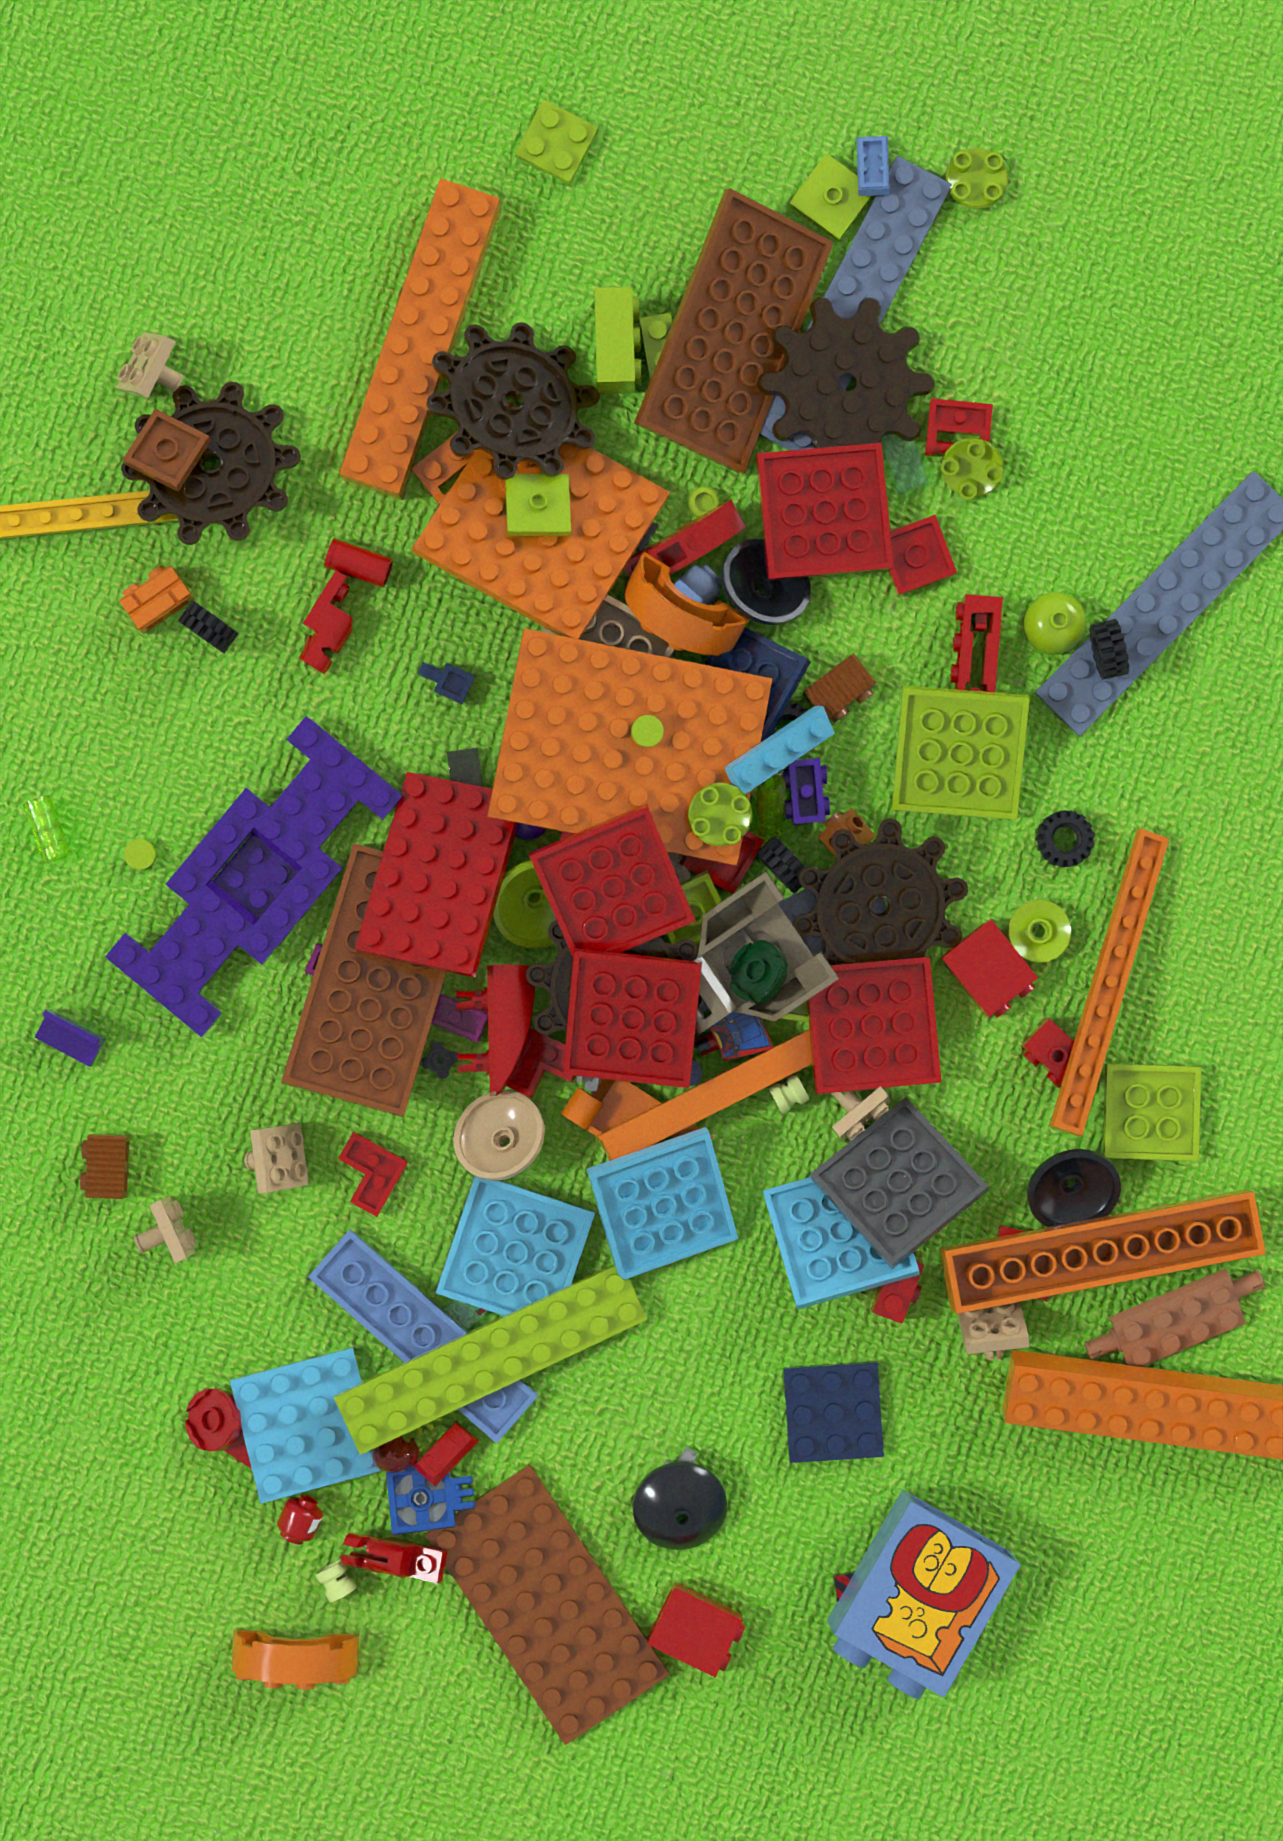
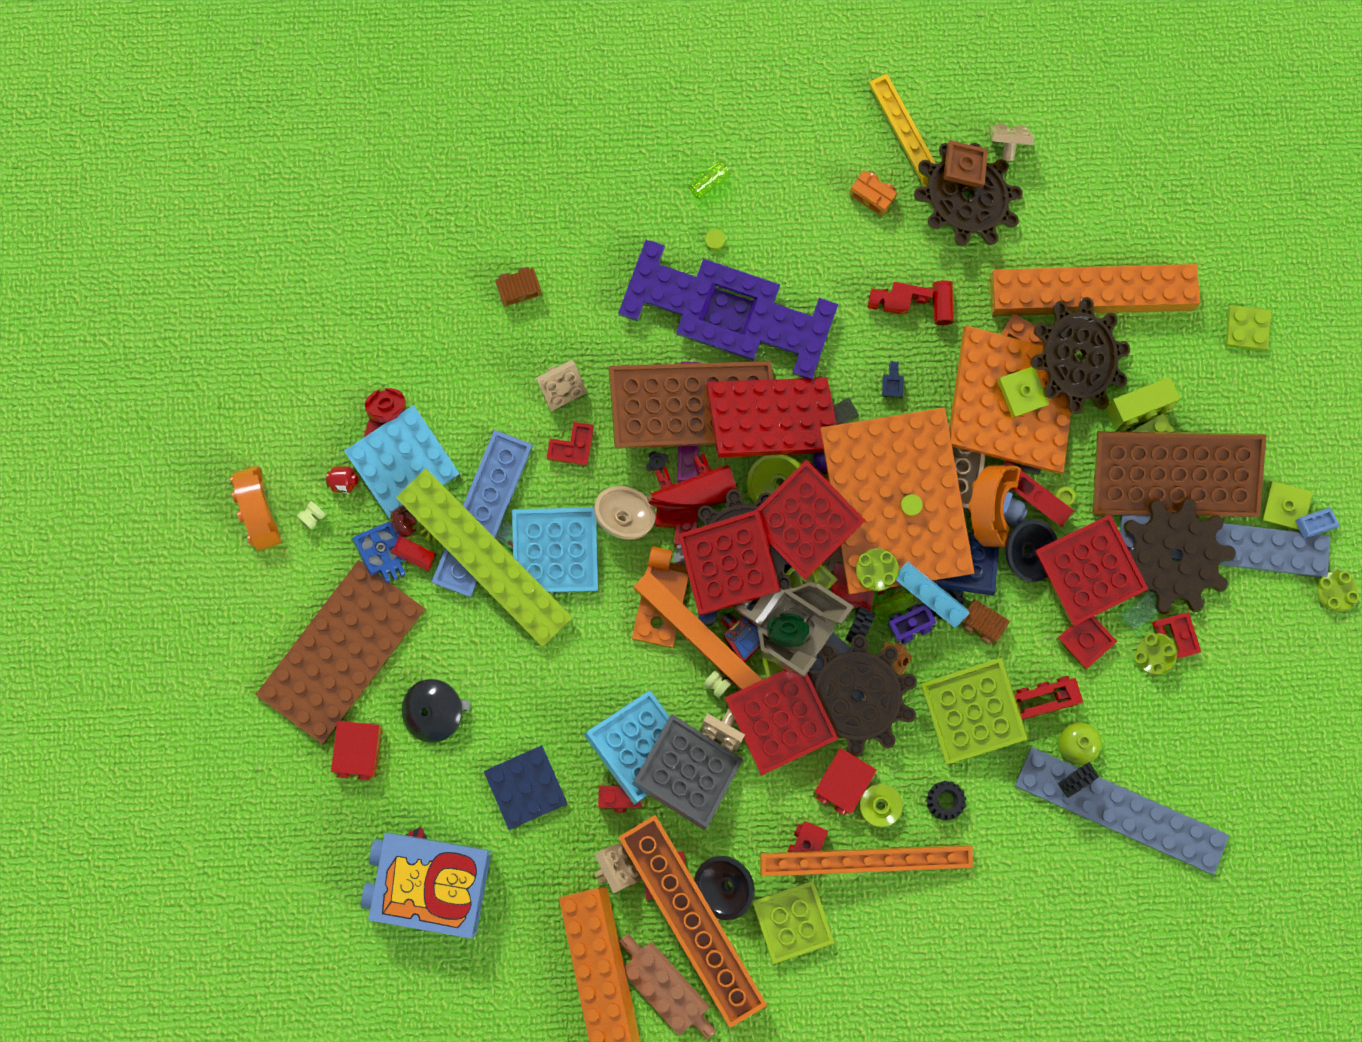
camera: 65 degrees right, 10 degrees down
(70, 1037) = (588, 238): dark purple panel -> none
(169, 1231) = (492, 336): tan plate -> none
(208, 627) = (868, 227): black tyre -> none
(396, 1557) = (338, 546): red plate -> none
(662, 1203) = (619, 627): medium azure plate -> none

